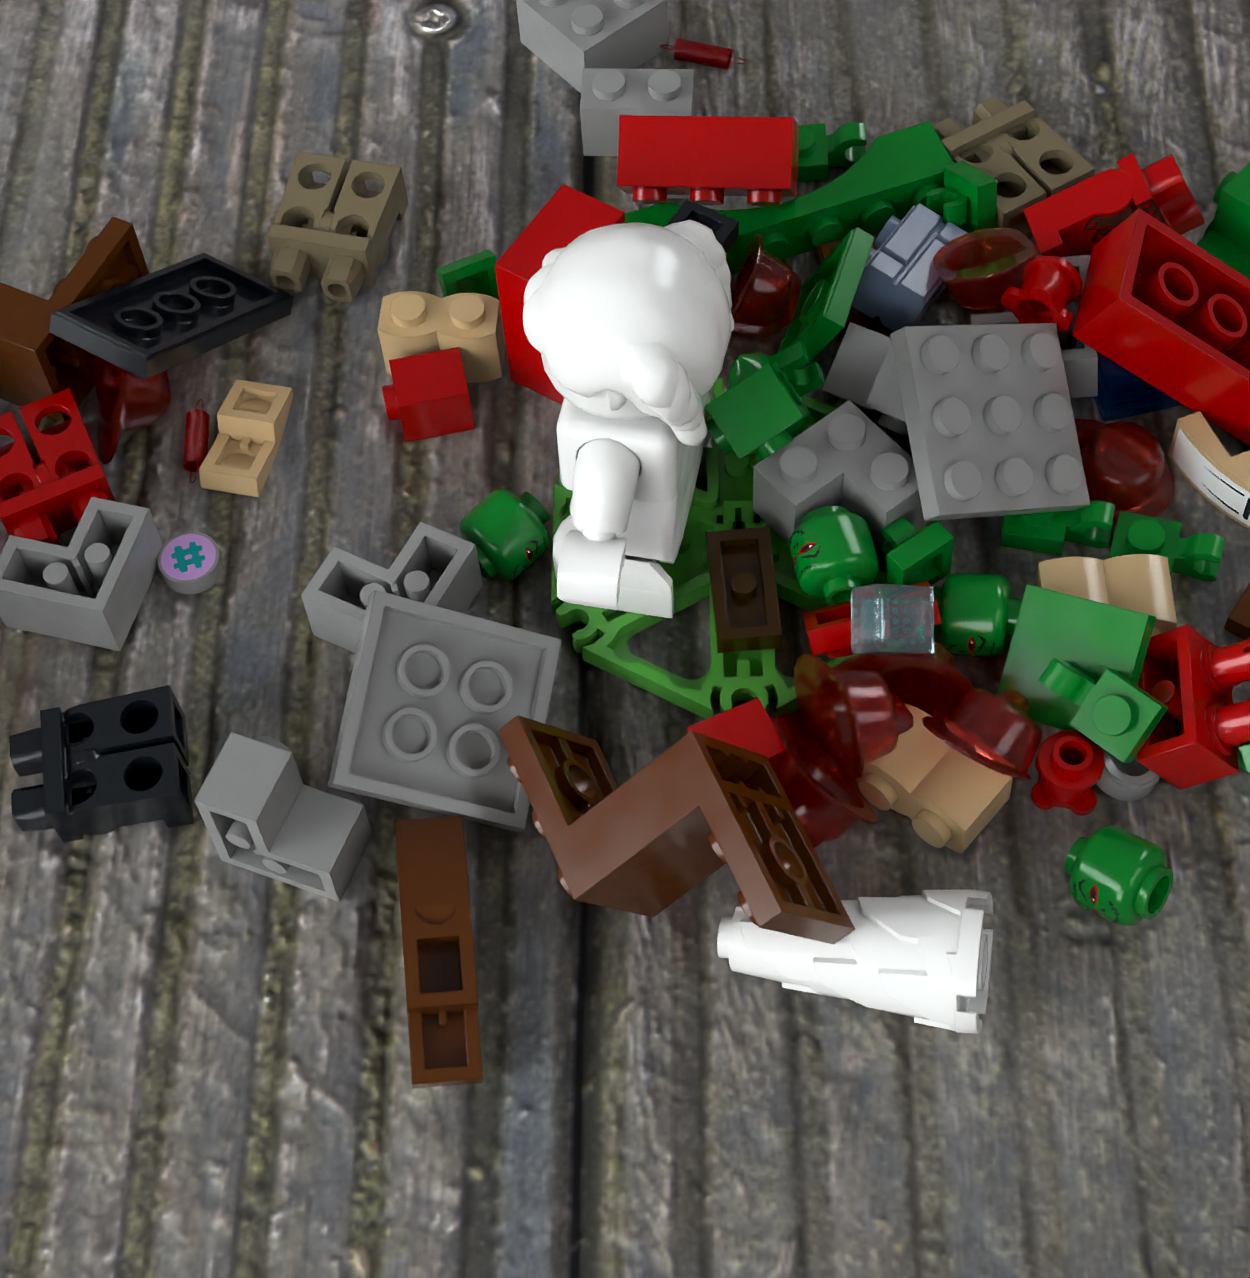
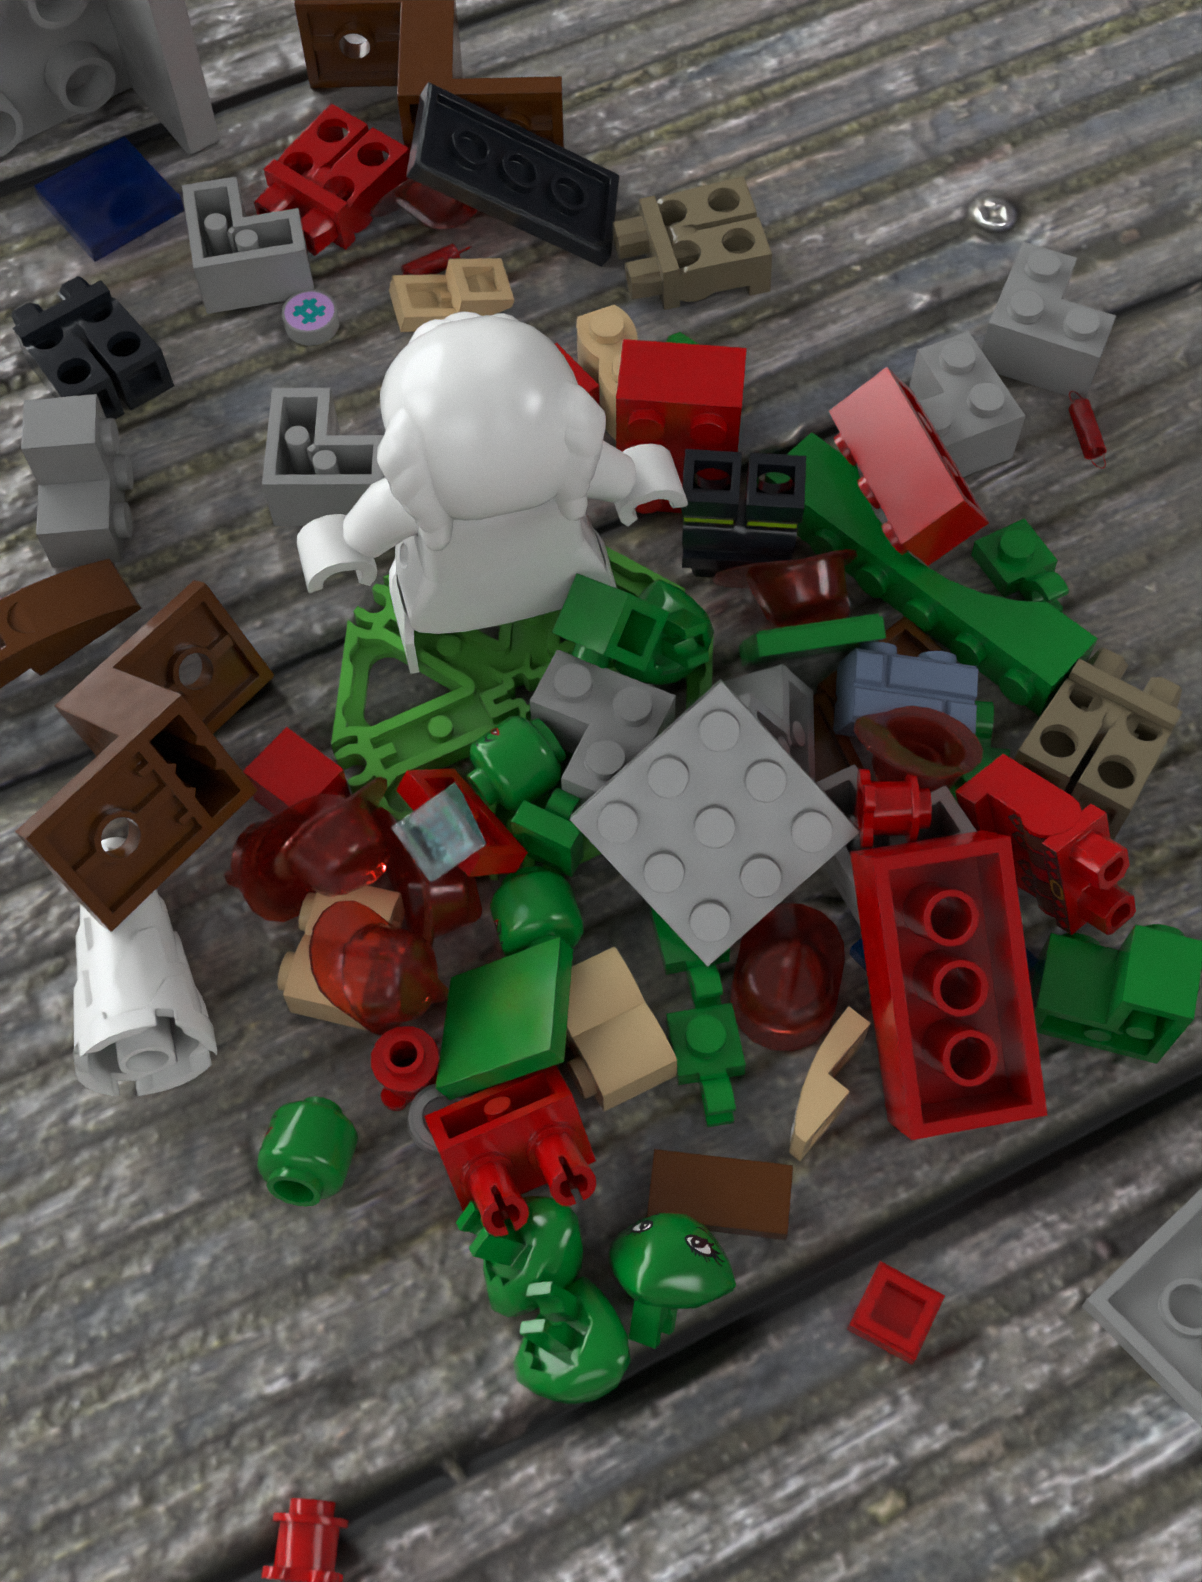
camera: 60 degrees right, 5 degrees up
(430, 708) = (213, 519): light grey plate -> none
(743, 590) = (452, 710): dark brown plate -> none
(966, 198) = (1015, 709): green tile -> none
(1111, 711) = (457, 1064): green plate -> none

